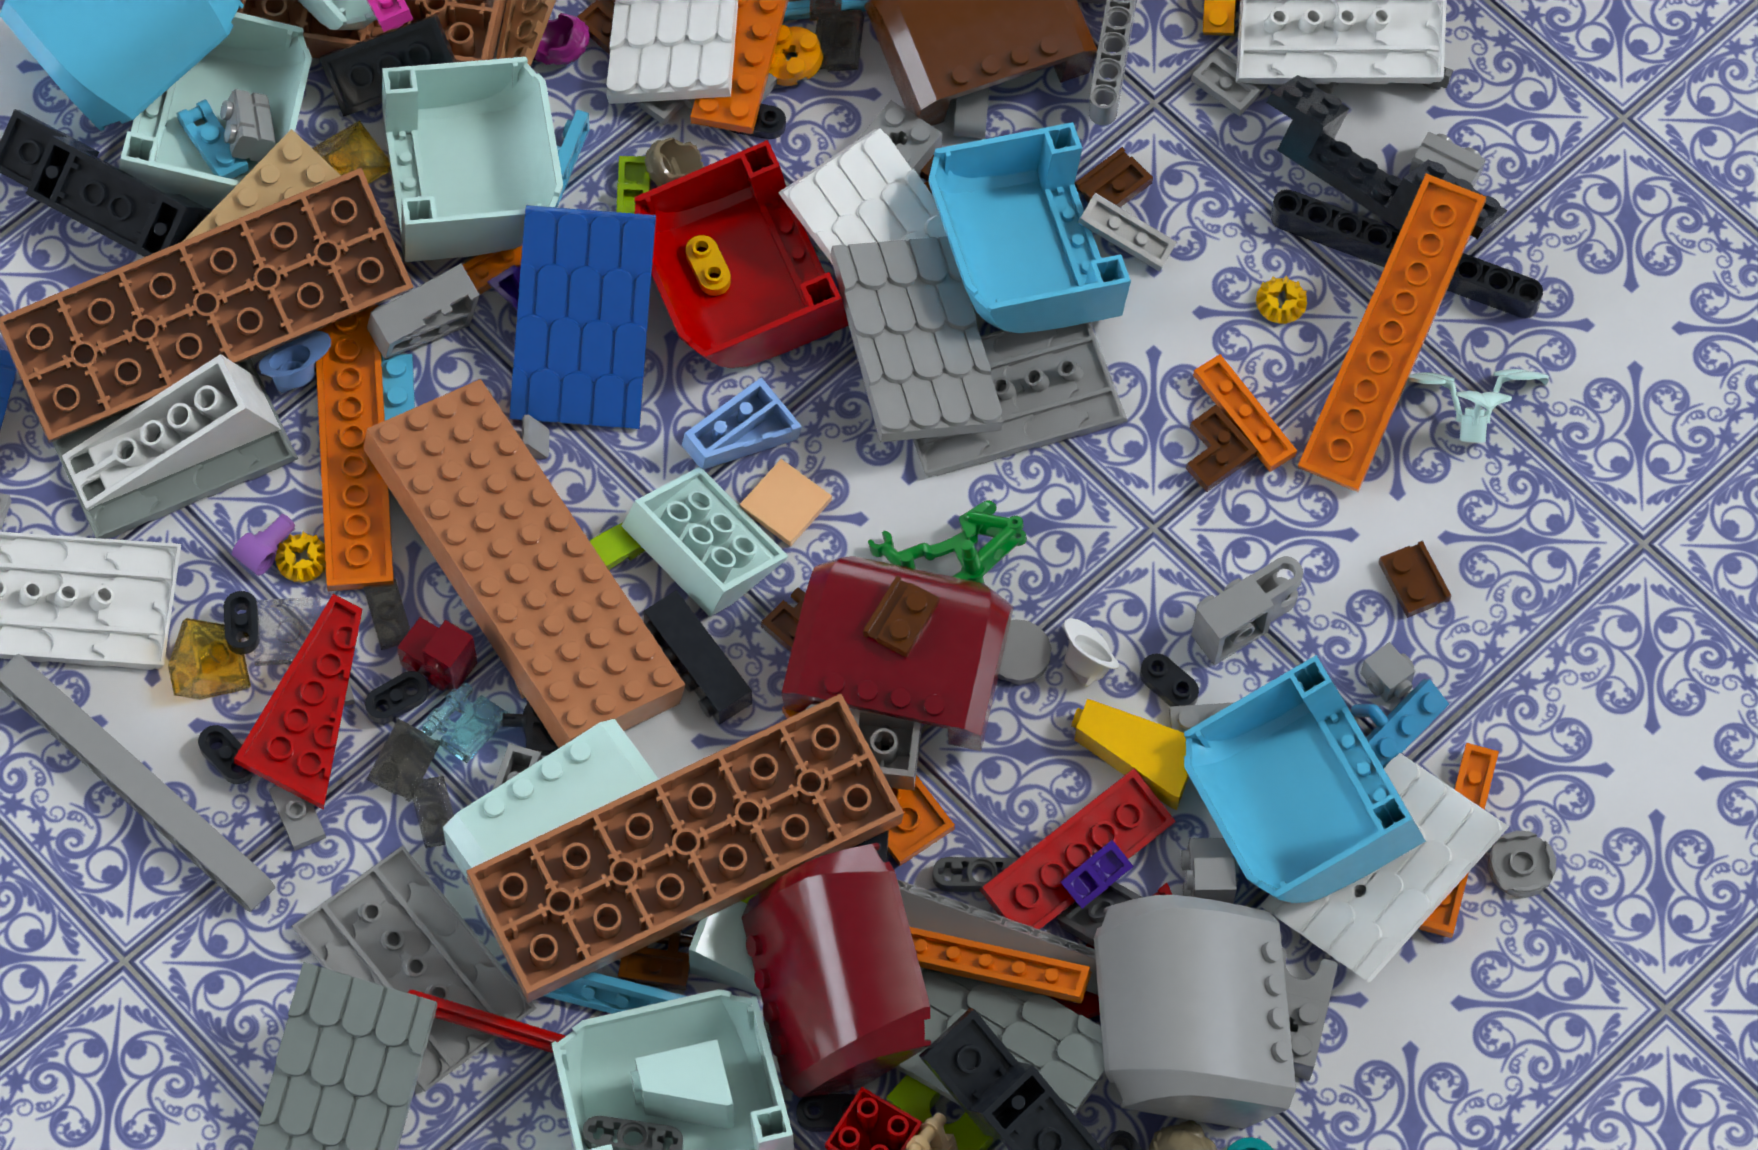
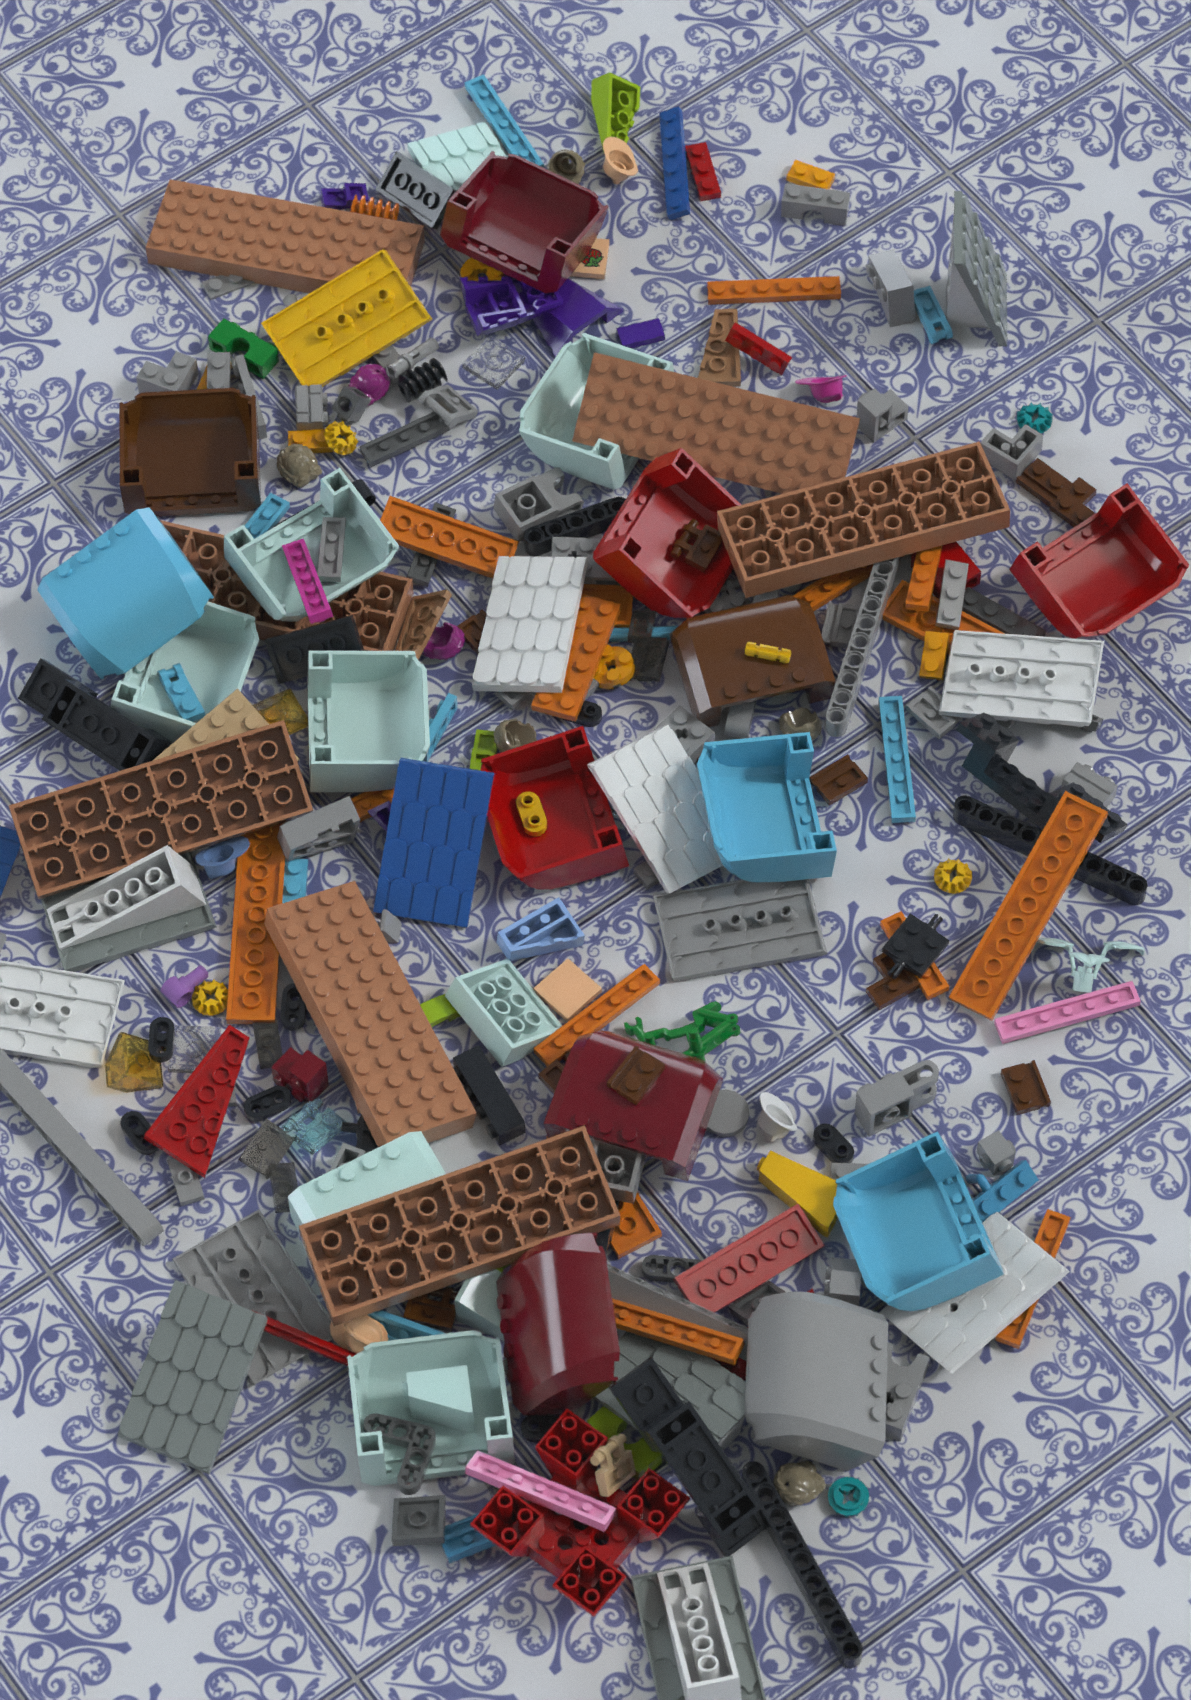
camera: 10 degrees right, 5 degrees down
(248, 125) = (208, 683): light grey brick -> none
(415, 562) = (292, 1008): none -> black plate
(562, 1008) = (358, 1333): none -> light nougat piece
(830, 533) = (598, 1014): none -> orange plate
(916, 339) = (675, 880): light grey piece -> none
(1004, 18) = (767, 652): none -> yellow axle
(1053, 109) = (801, 721): none -> dark tan hair
(1096, 874) = (760, 1276): dark purple slope -> none
(1127, 232) = (843, 816): light grey plate -> none
(1187, 148) = (896, 759): none -> medium azure plate
(1246, 400) = (915, 946): none -> black plate
(1457, 471) = (1067, 1012): none -> bright pink plate
(1521, 864) = (1078, 1301): light grey tile -> none

